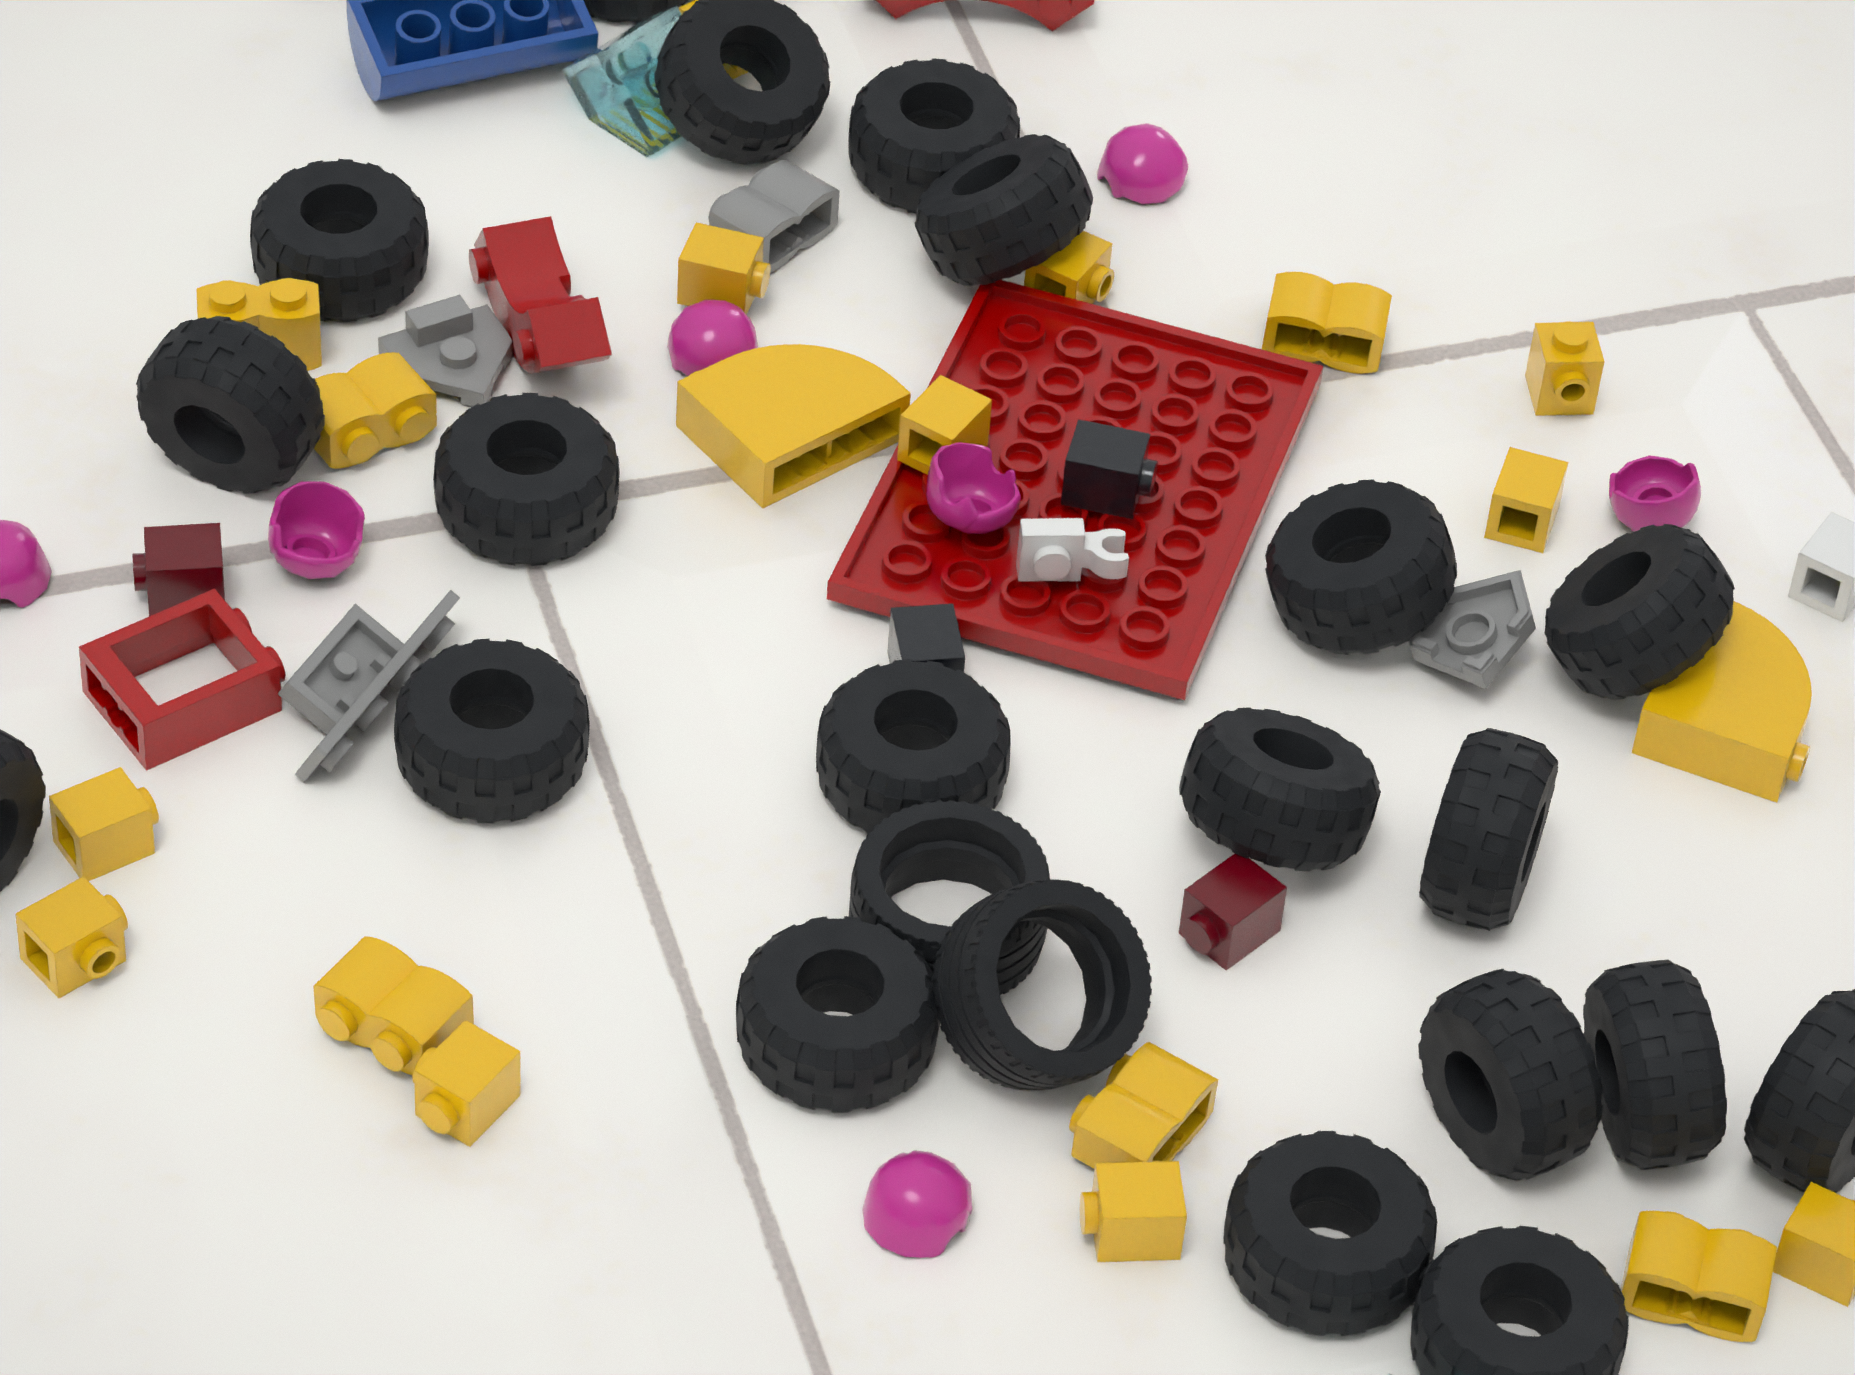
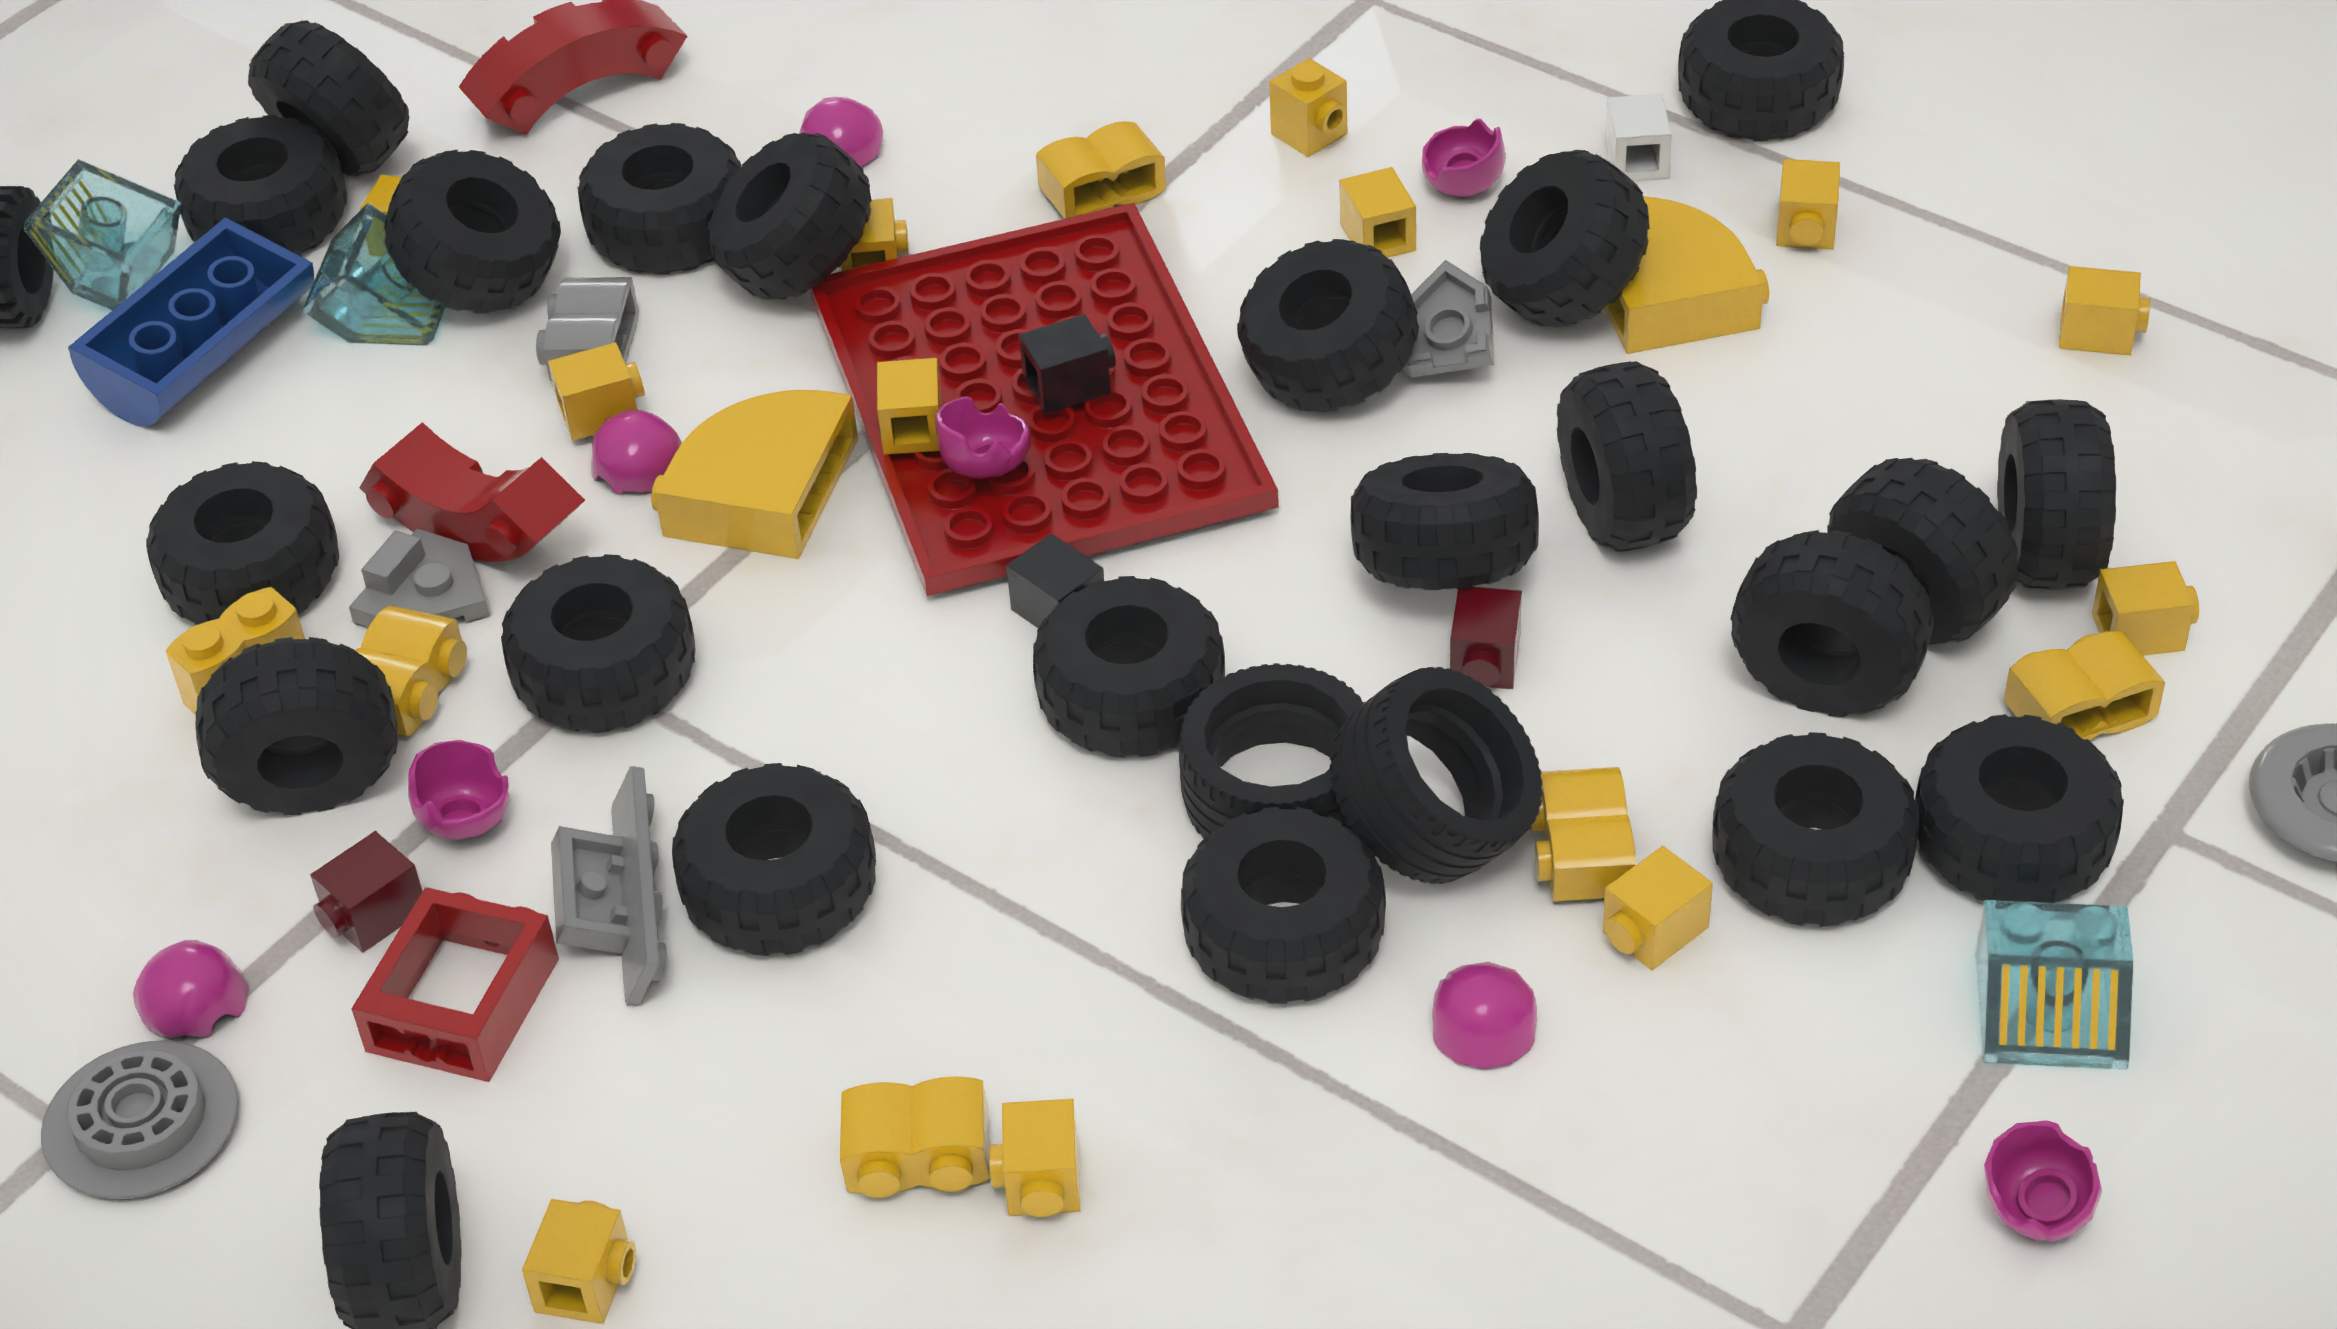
camera: 30 degrees left, 0 degrees up
(103, 823) = (509, 1148): yellow brick -> none
(1060, 549) = (1092, 441): white plate -> none

